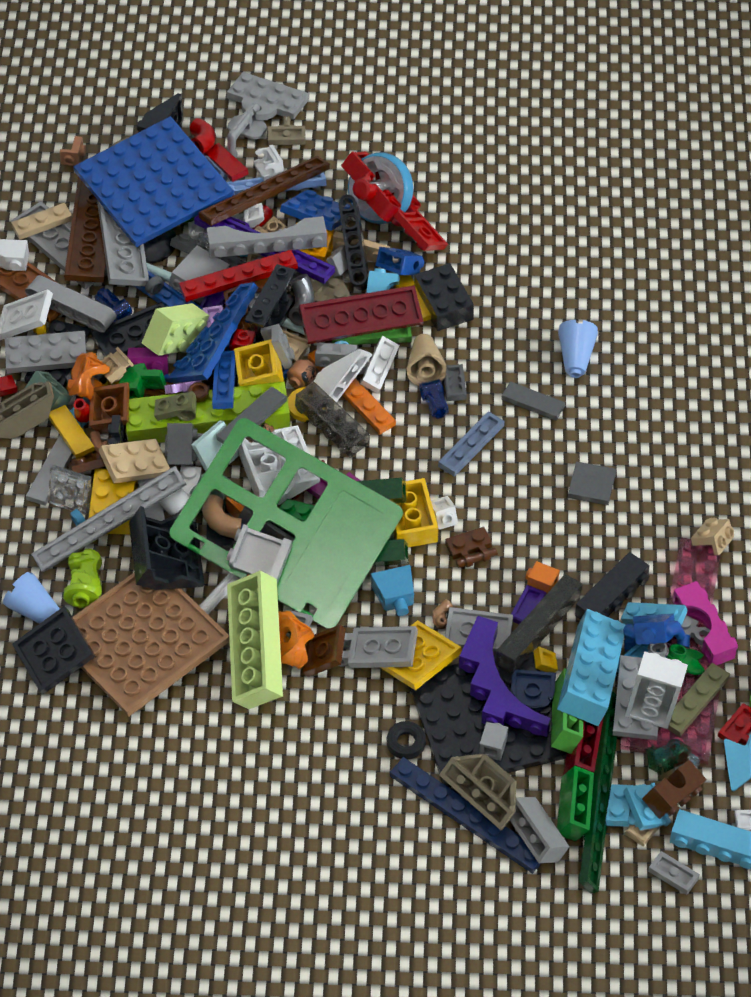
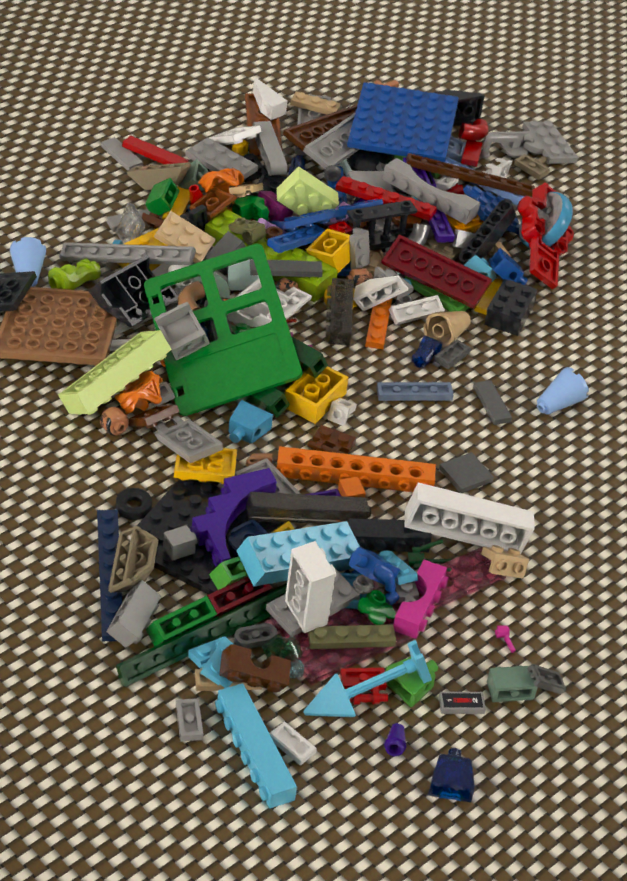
camera: 40 degrees right, 10 degrees down
(55, 435) = (162, 197): none -> green brick
(300, 683) = (114, 421): none -> nougat head
(548, 535) = (371, 471): none -> orange brick
(630, 765) = (254, 635): none -> dark grey plate
(656, 590) = (416, 558): none -> dark green plant
(660, 525) = (468, 518): none -> white brick

